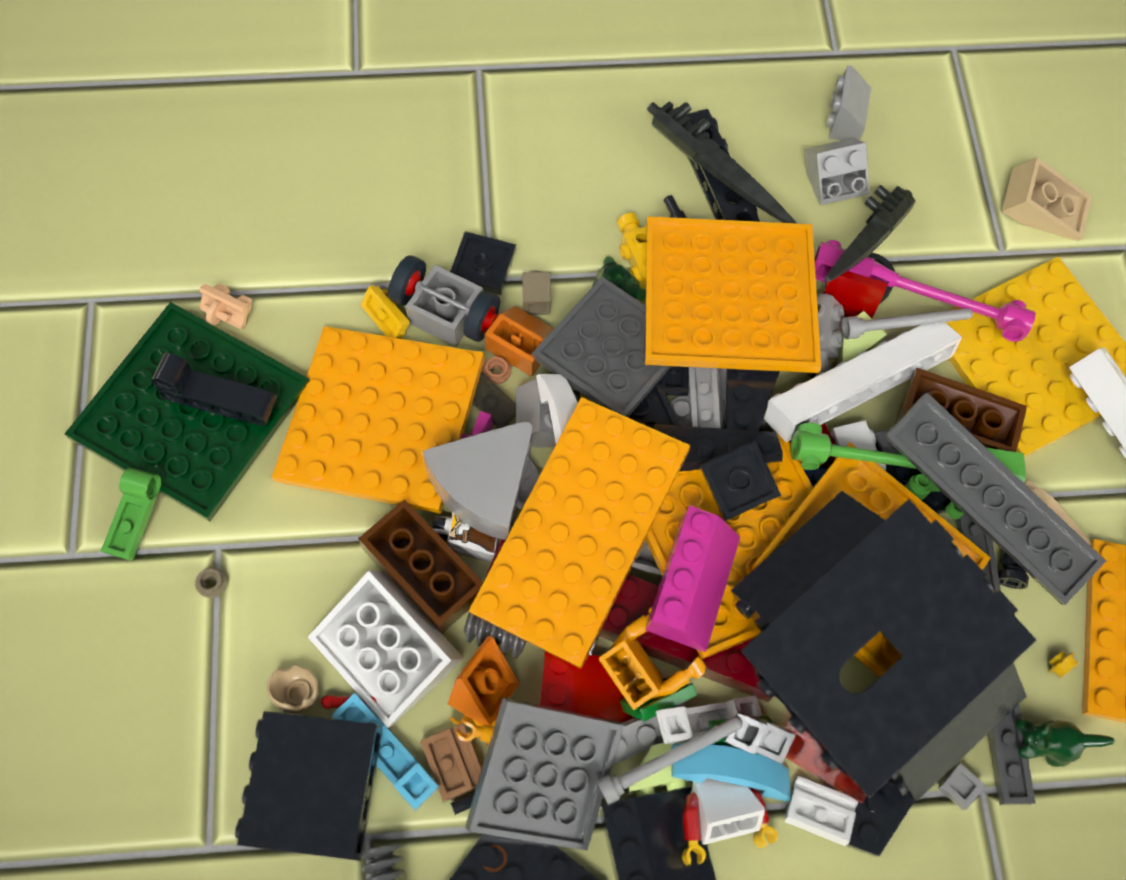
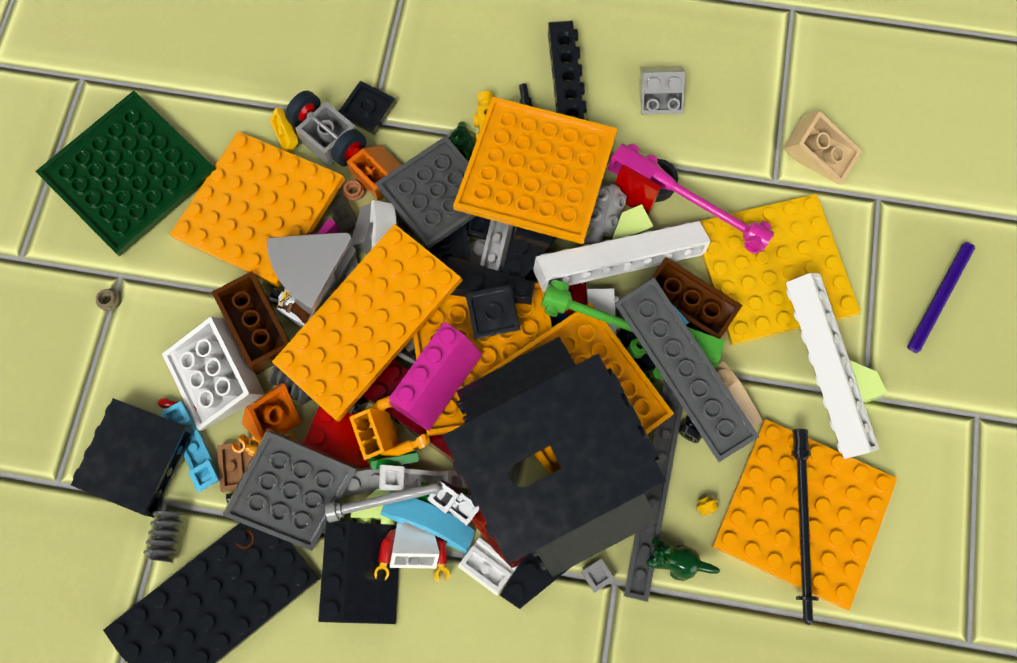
camera: 20 degrees right, 5 degrees up
(133, 513) = (66, 238): bright green plate -> none
(210, 393) = (139, 163): black beam -> none
(221, 306) = (167, 101): light nougat hips -> none
(293, 689) = (139, 387): tan hair -> none
(536, 292) = (399, 138): dark tan brick -> none
(706, 152) = (551, 47): pearl dark grey piece -> none
(849, 106) = (686, 40): light grey slope -> none
(854, 327) = (628, 215): light grey piece -> none
(879, 226) = (678, 138): pearl dark grey piece -> none

